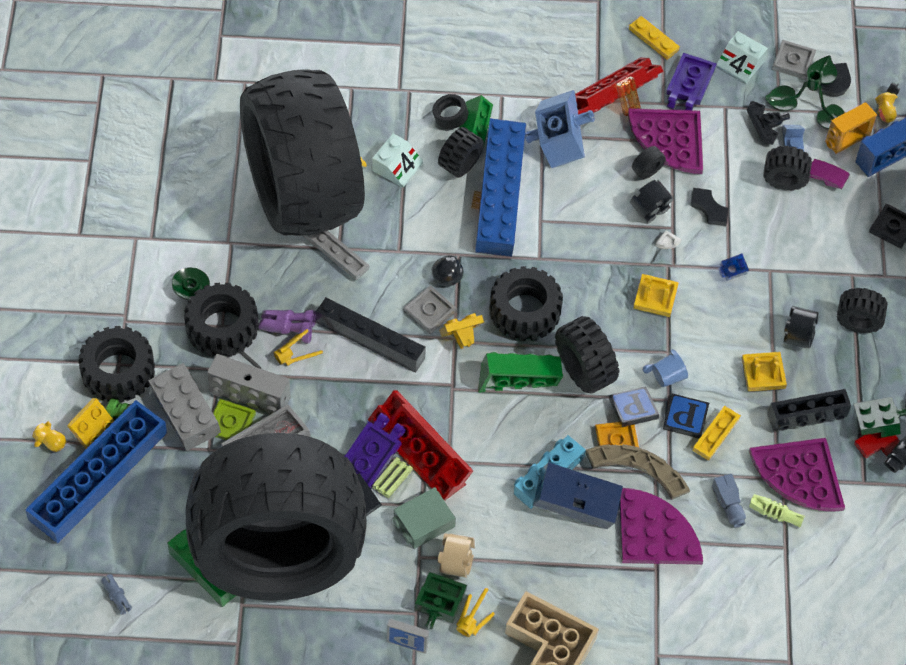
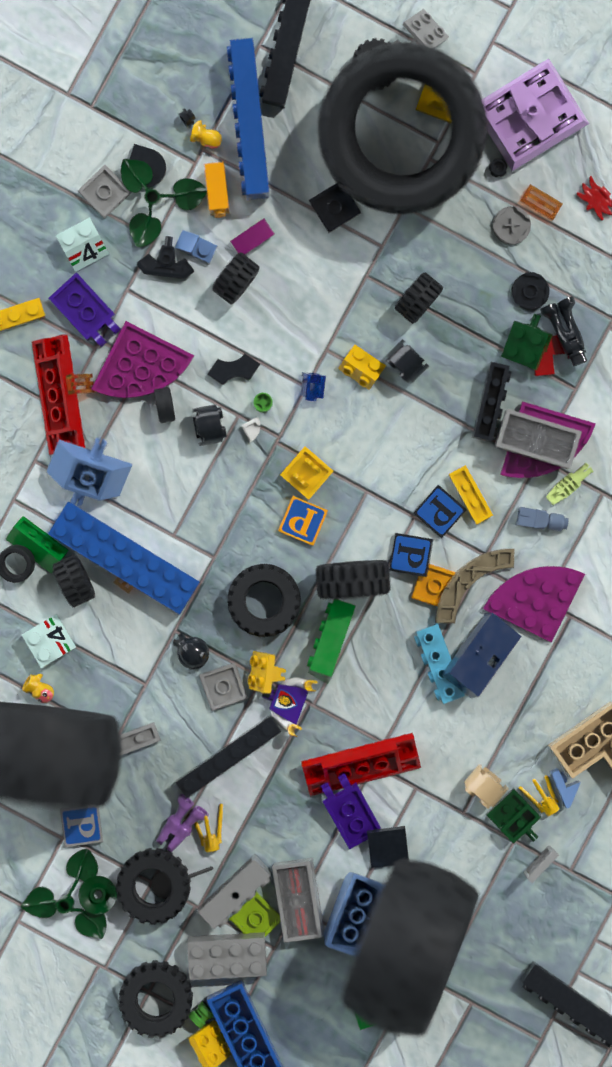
camera: 60 degrees left, 30 degrees up
(165, 246) = (42, 904): none -> dark green plant
(247, 250) = (81, 826): none -> tile
(401, 465) = (386, 816): yellowish green tile -> none
(423, 518) = (433, 795): sand green brick -> none
(446, 362) = (289, 701): none -> torso
(490, 633) = (566, 792): none -> medium blue slope
(613, 310) = (303, 520): none -> tile
(668, 370) = (391, 505): medium blue hat -> none
(695, 236) = (261, 400): none -> bright green wheel
(764, 371) = (430, 417): yellow plate -> none
(773, 299) = (361, 367): none -> yellow bracket
(801, 456) = (537, 439): none -> clear brick

